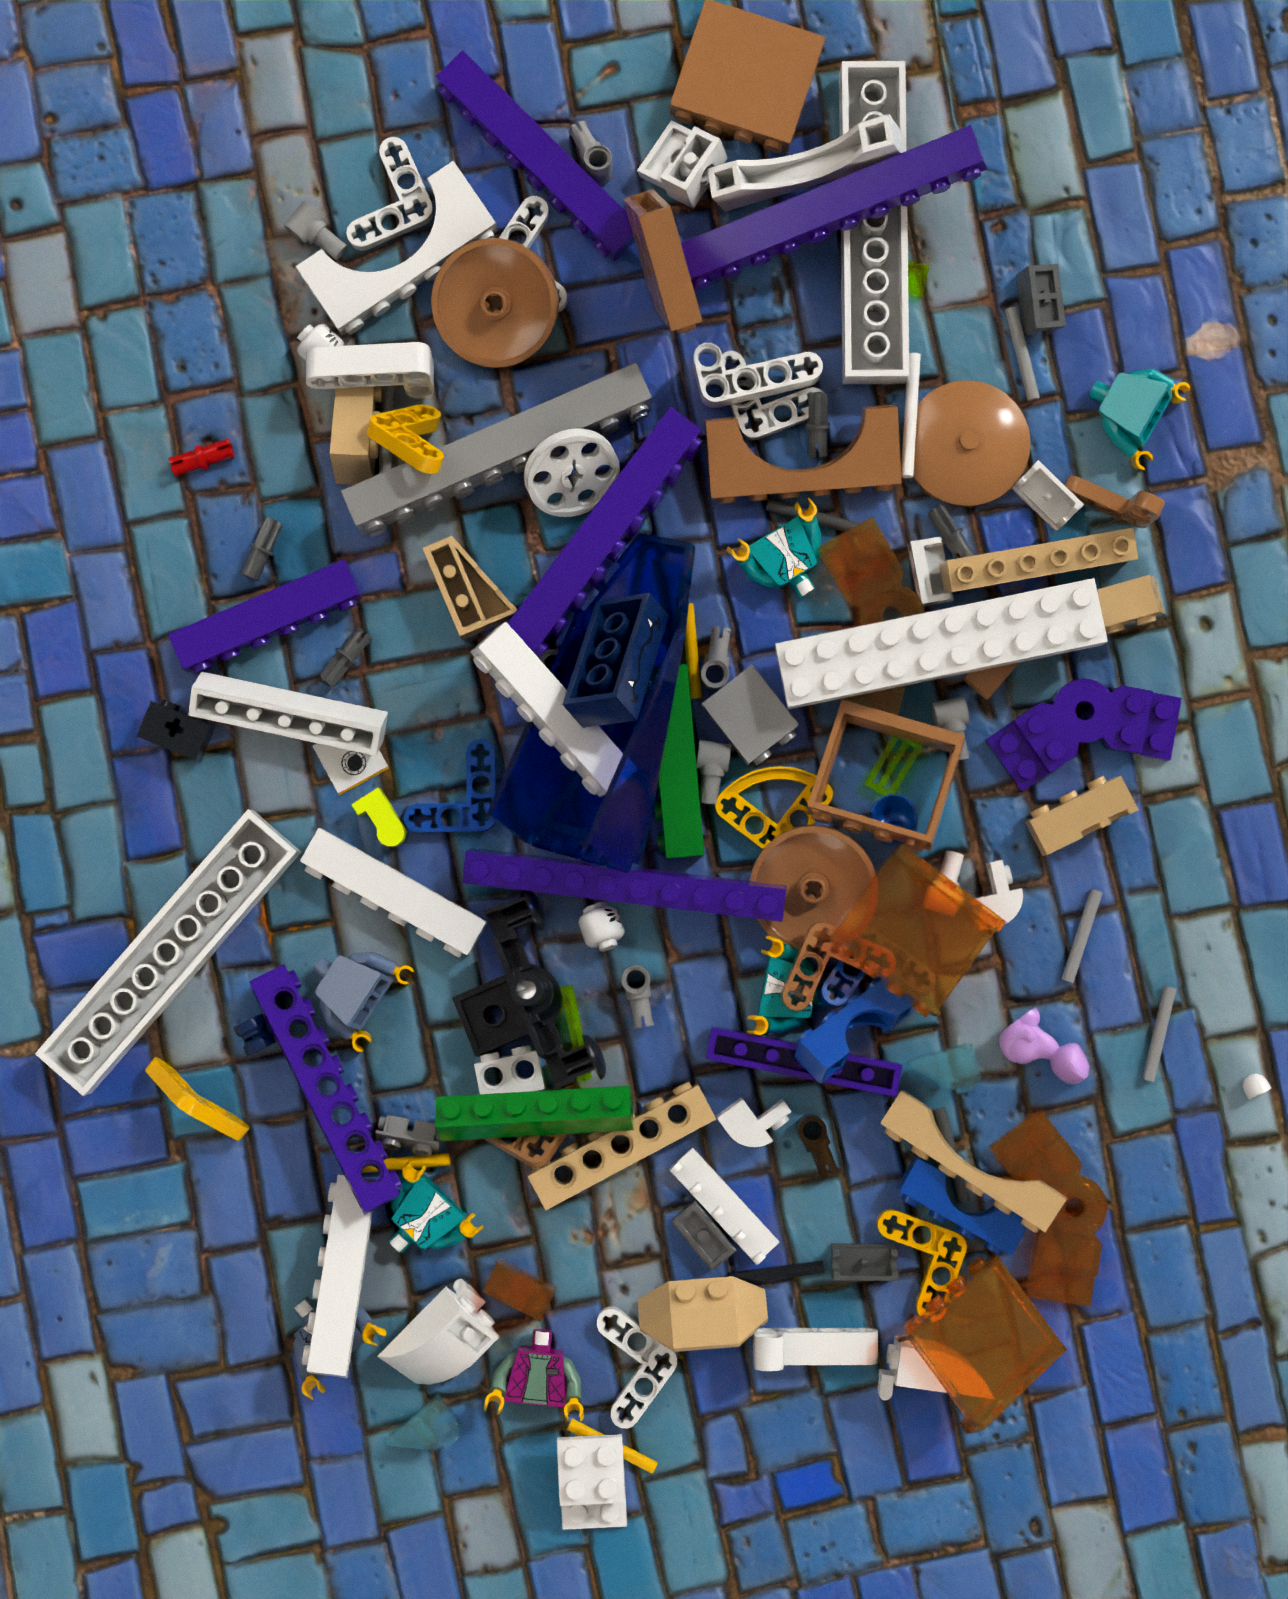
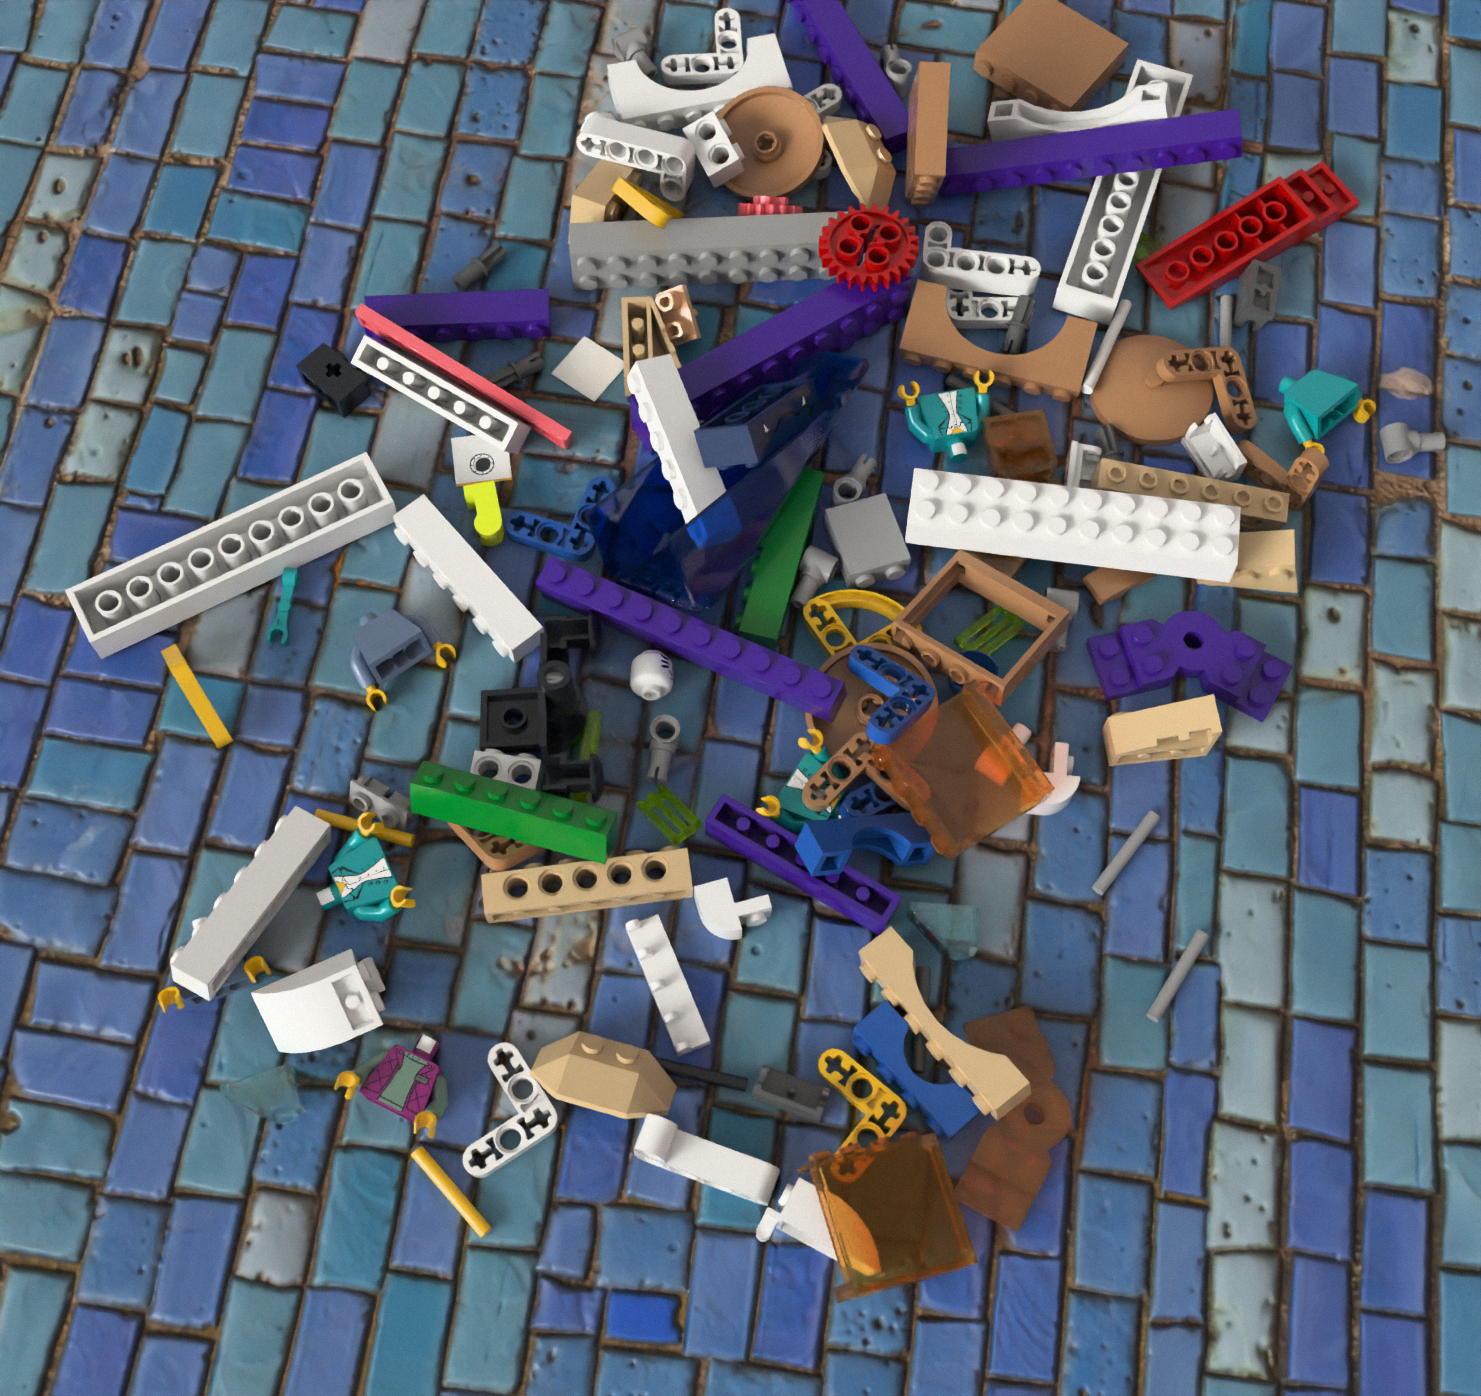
camera: 20 degrees right, 20 degrees down
(201, 457) = (461, 183): red pin -> none
(230, 956) = (290, 582): none -> teal piece
(250, 1028) = (278, 657): dark blue wheel -> none
(266, 991) = (319, 828): dark purple brick -> none
(302, 688) = (463, 376): none -> coral tile
(414, 620) = (589, 368): none -> white sticker
(441, 339) = (714, 149): none -> white brick
(482, 538) = (678, 315): none -> light nougat hips
(519, 1289) = (425, 987): clear orange brick -> none
(529, 386) = (768, 206): none -> coral gear
(562, 466) = (771, 272): white wedge -> none
(592, 1481) = (413, 1214): white bracket -> none
(595, 286) = (861, 159): none -> tan wedge
(620, 415) = (885, 259): none -> red gear
(647, 1042) = (655, 800): none -> clear neon green tile
(682, 162) = (972, 96): white brick -> none
(692, 658) = (832, 473): yellow bar -> none
(703, 1235) = (634, 1005): flat silver plate -> none
(818, 1145) = (786, 955): dark brown pin -> none
(839, 875) = (872, 667): none -> blue beam
(1012, 226) = (1251, 229): none -> red slope
(1024, 406) = (1215, 370): none -> medium nougat beam
(1026, 1042) = (1036, 928): lavender animal -> none
(1225, 417) = (1402, 444): none -> light grey pin
(1255, 1085) = (1266, 1063): white hinge -> none

